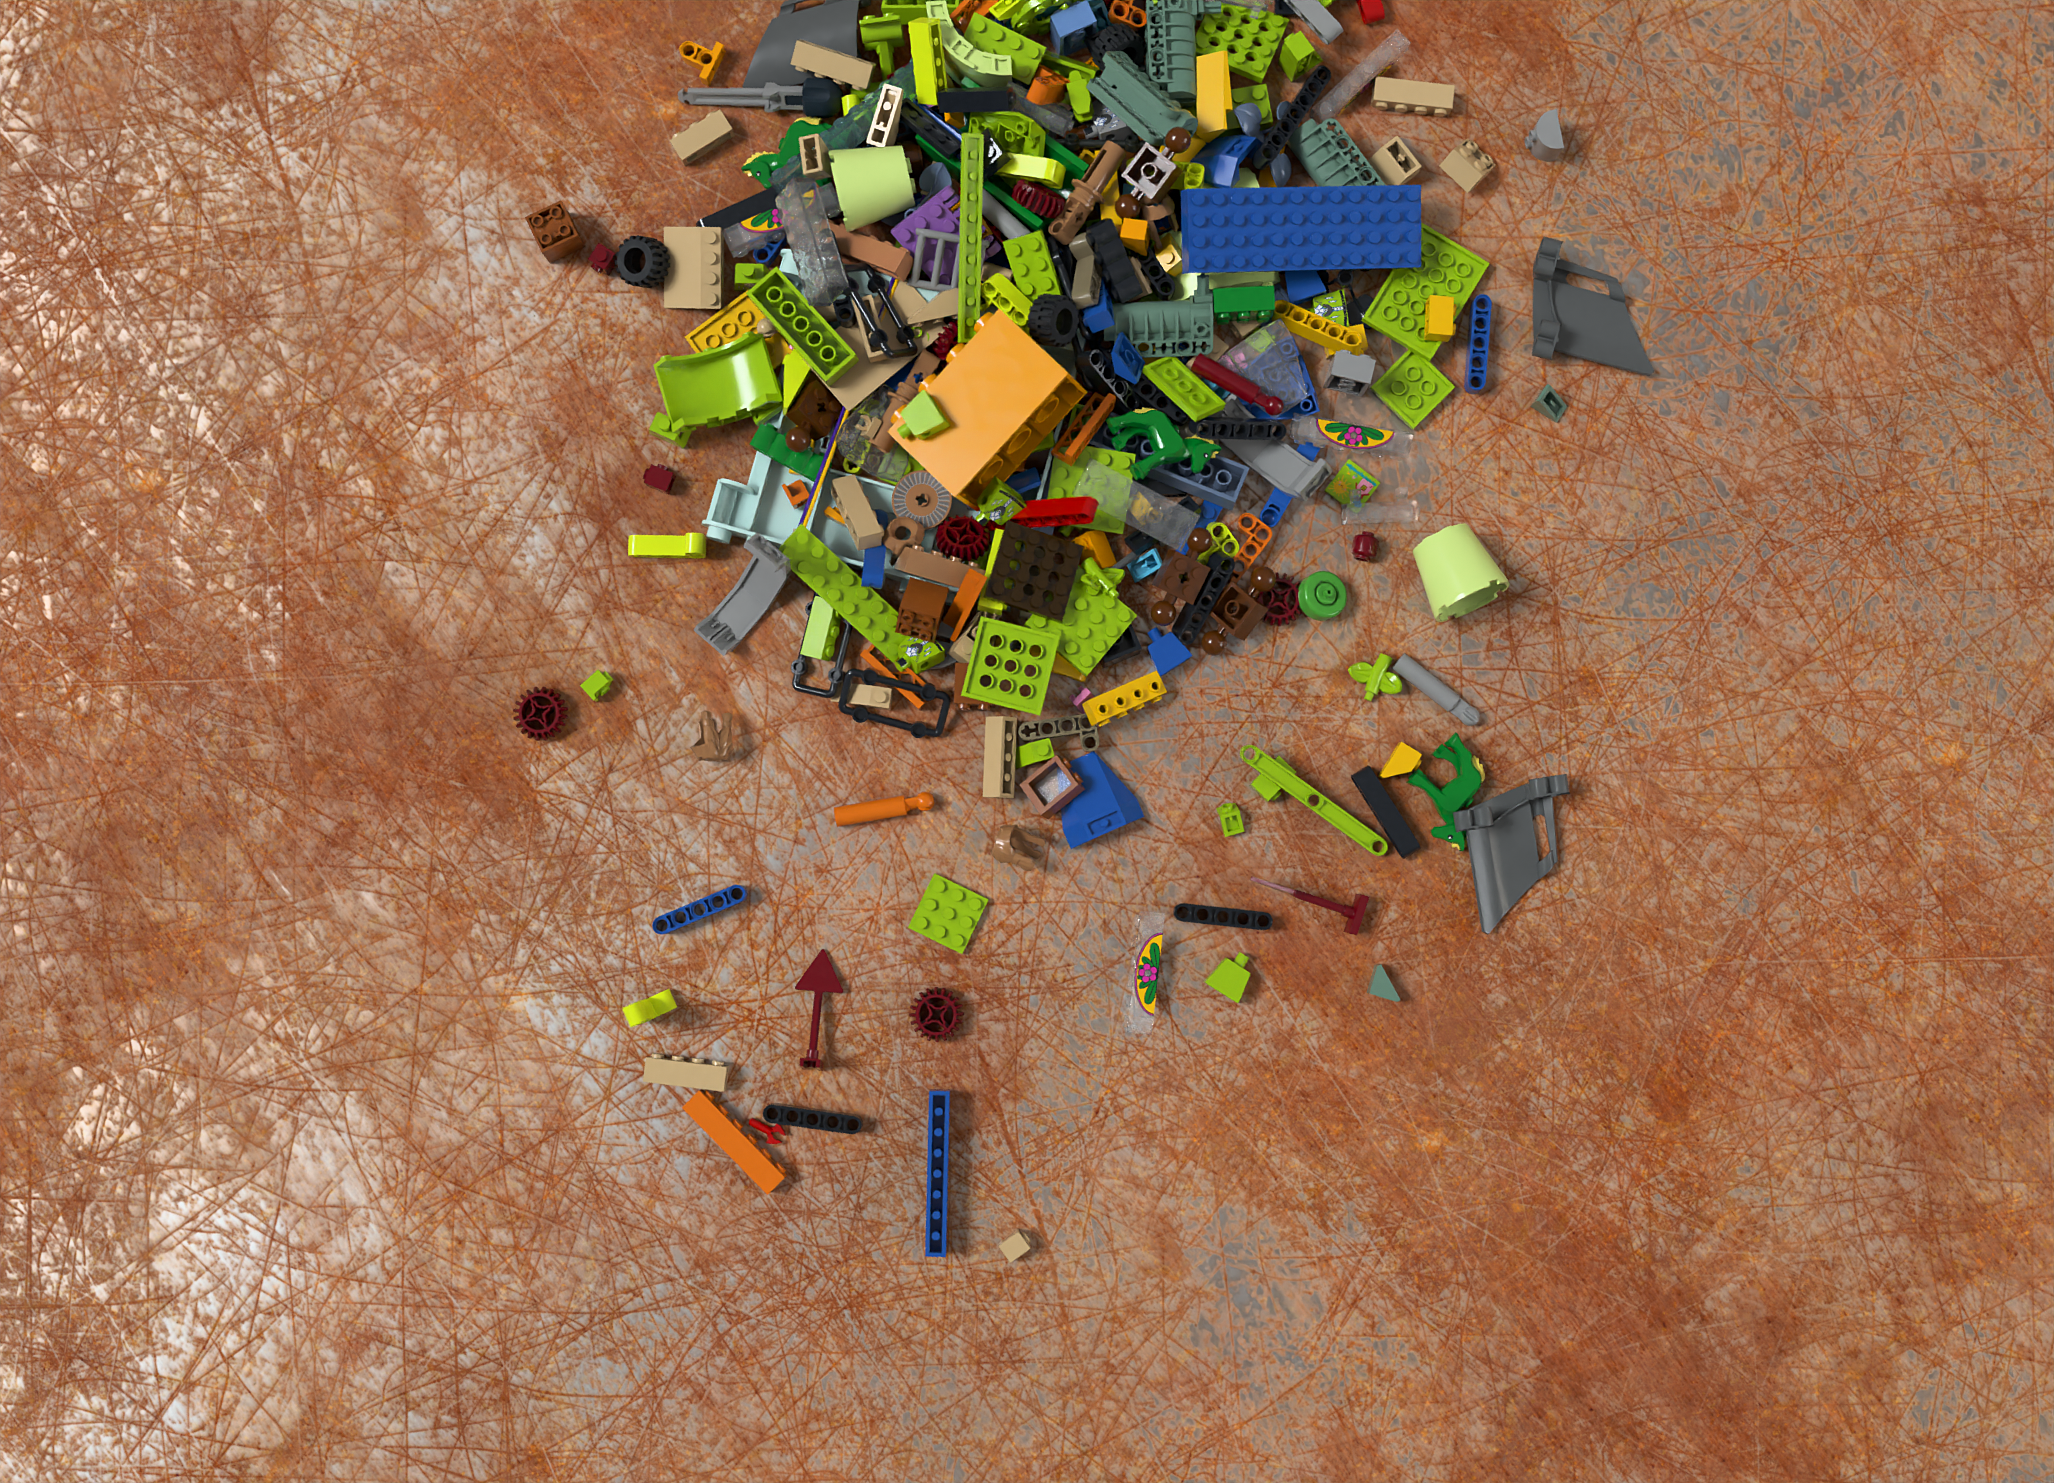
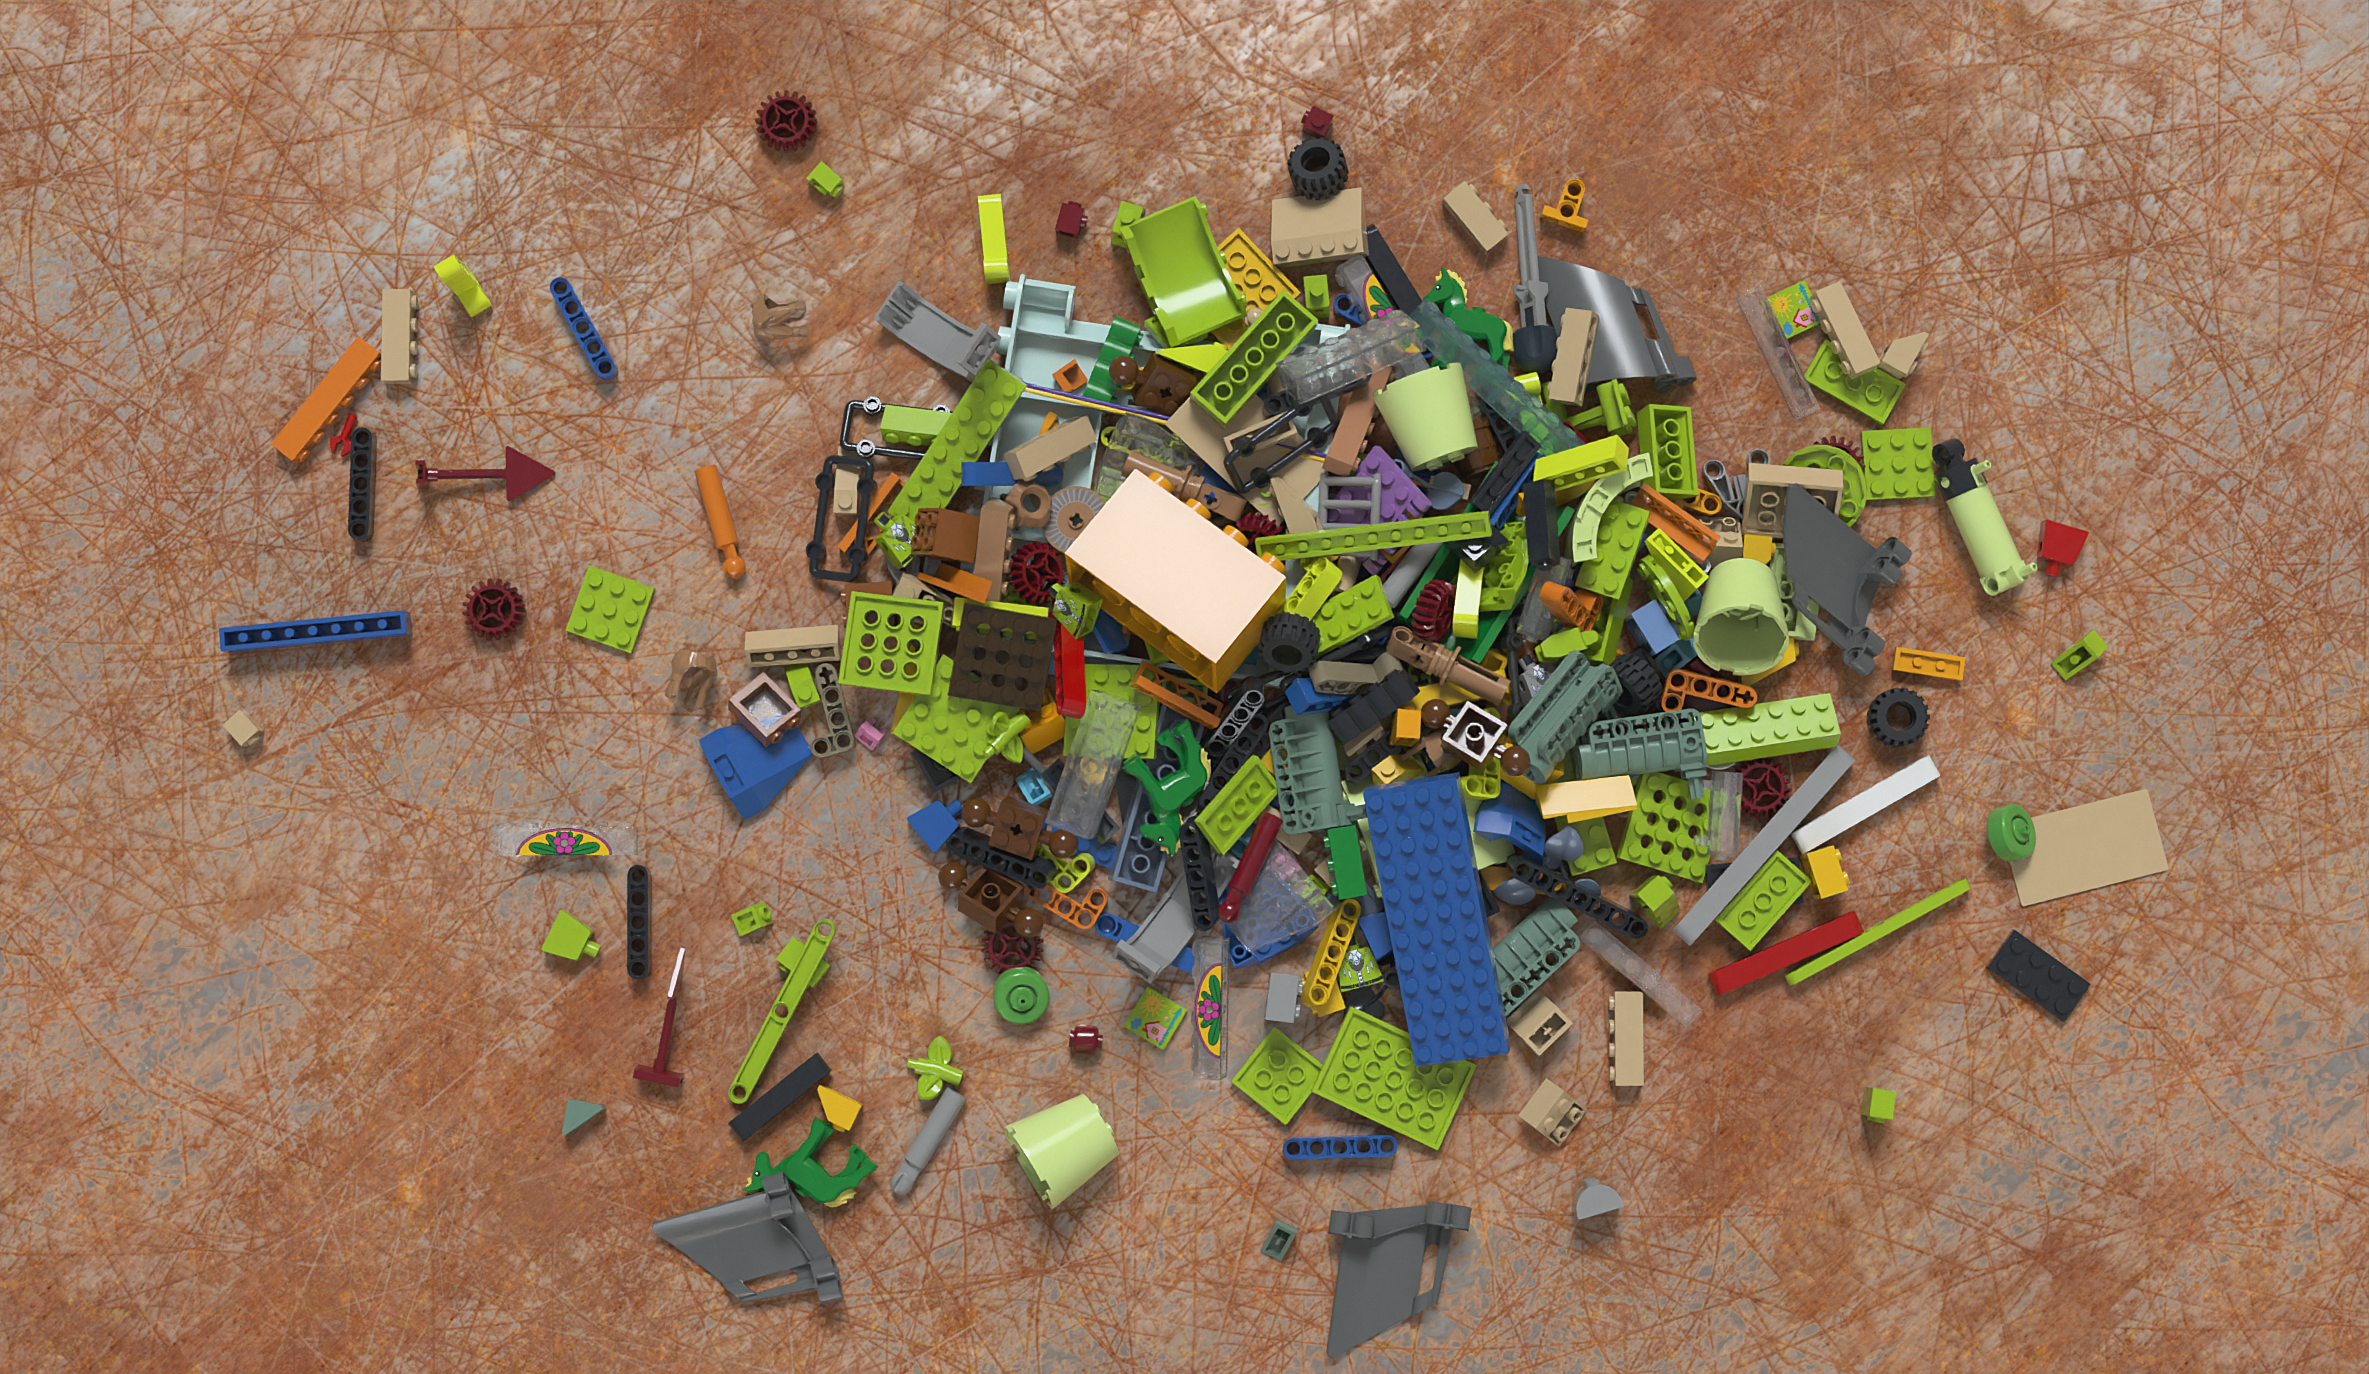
camera: 85 degrees right, 0 degrees up
(555, 232) = (1341, 64): dark orange brick -> none
(815, 162) = (1448, 348): tan torso -> none
(870, 428) = (1148, 451): tan tile -> none
(886, 117) = (1508, 424): tan slope -> none
(922, 417) = (1151, 505): lime torso -> none
(1123, 698) = (875, 780): yellow brick -> none
(1126, 359) = (1261, 735): blue slope -> none
(1379, 511) = (1126, 1052): clear brick -> none
(1439, 318) = (1359, 1095): yellow brick -> none

